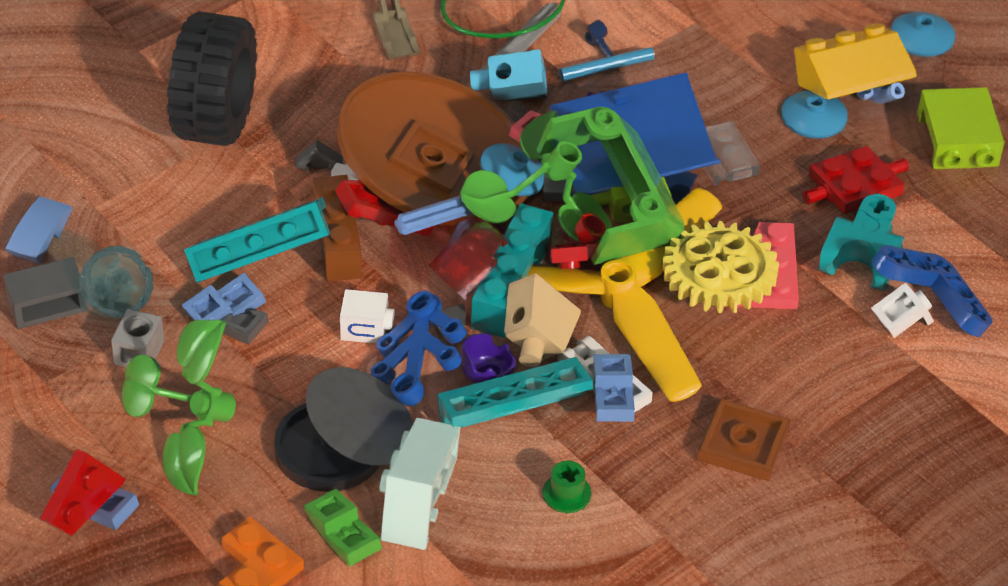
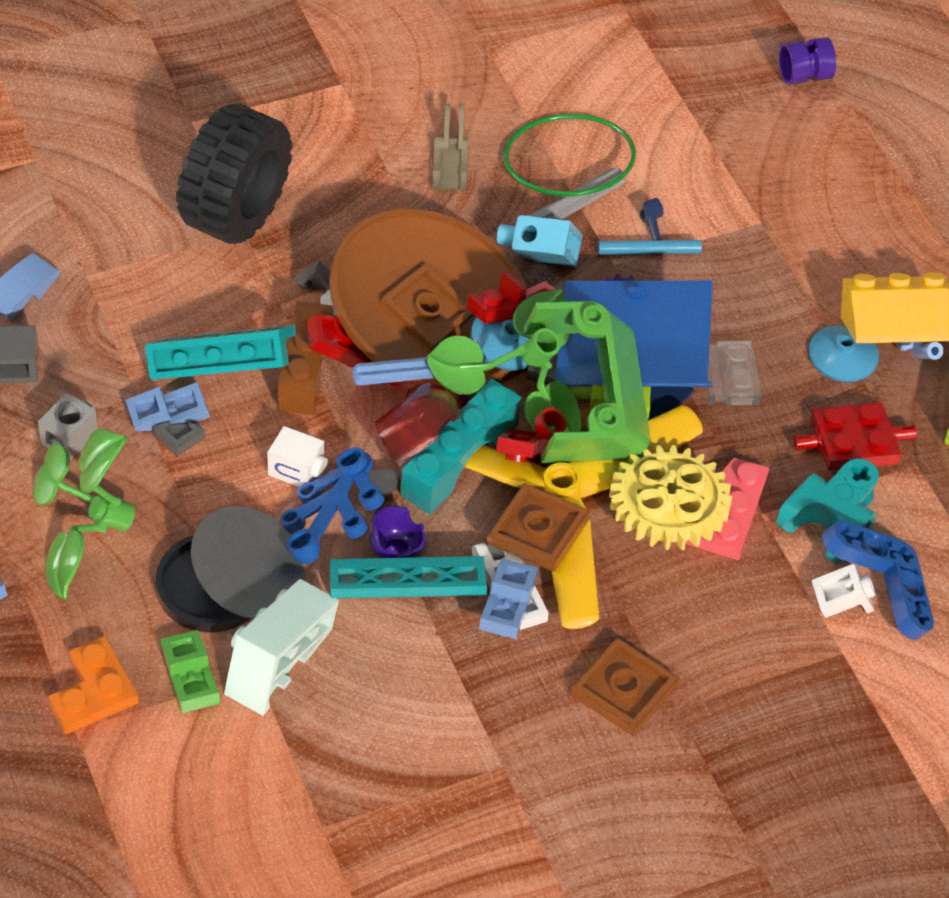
camera: 15 degrees right, 5 degrees up
(115, 282) = (65, 362): clear light blue cylinder -> none
(500, 137) = (499, 305): none -> red bracket
(538, 319) = (461, 507): tan torso -> none
(567, 488) = (425, 691): green piece -> none
(614, 320) = (538, 527): none -> dark orange tile

